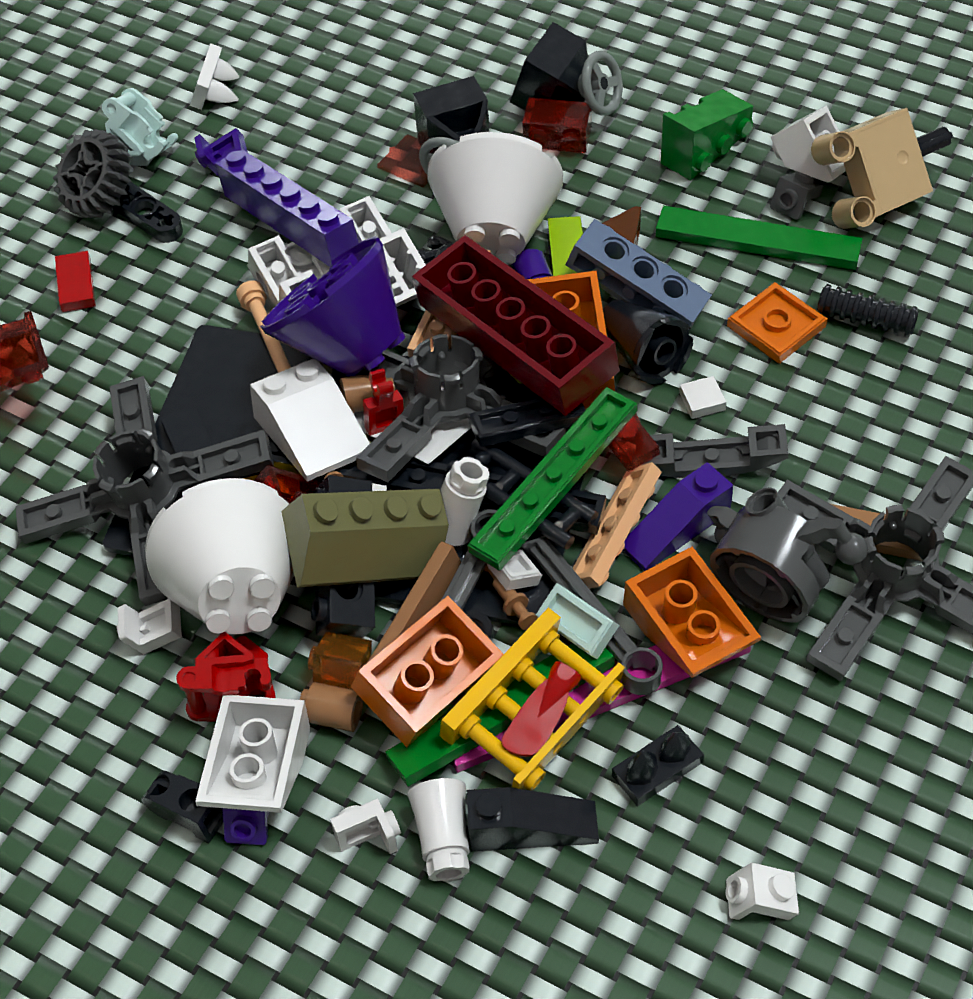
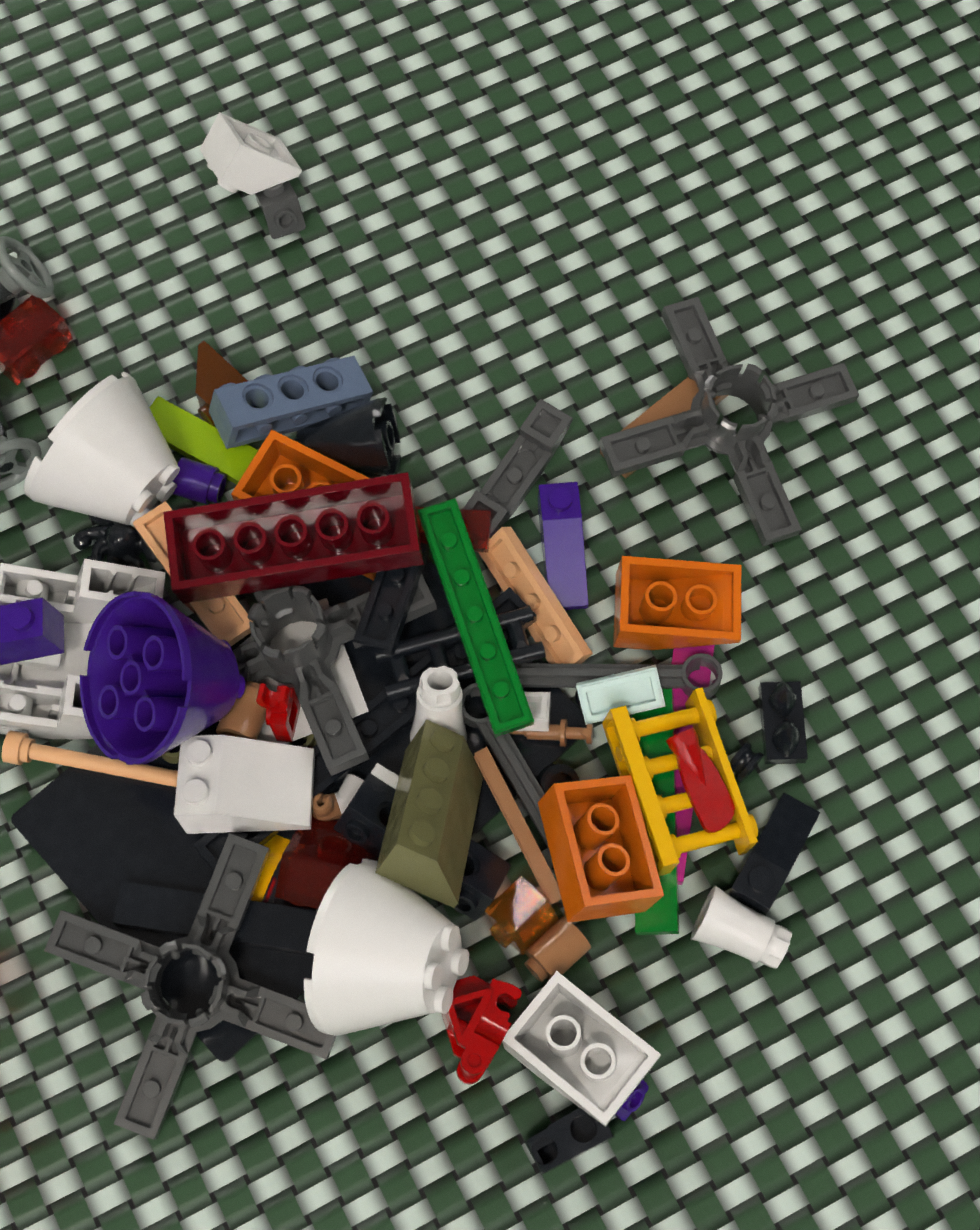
camera: 60 degrees left, 15 degrees up
(150, 627) = (355, 1066): white bracket -> none
(365, 822) = (688, 996): white bracket -> none
(595, 751) = (745, 762): none -> black bush
(702, 397) = (445, 439): white tile -> none
(703, 132) = (151, 226): green wedge -> none
(759, 237) = (300, 273): green tile -> none
(762, 891) = (946, 723): white bracket -> none
(770, 557) = (684, 503): dark grey piece -> none
(777, 322) = (408, 326): orange tile -> none
(867, 310) = (457, 250): black piece -> none
(881, 165) = (325, 123): tan piece -> none

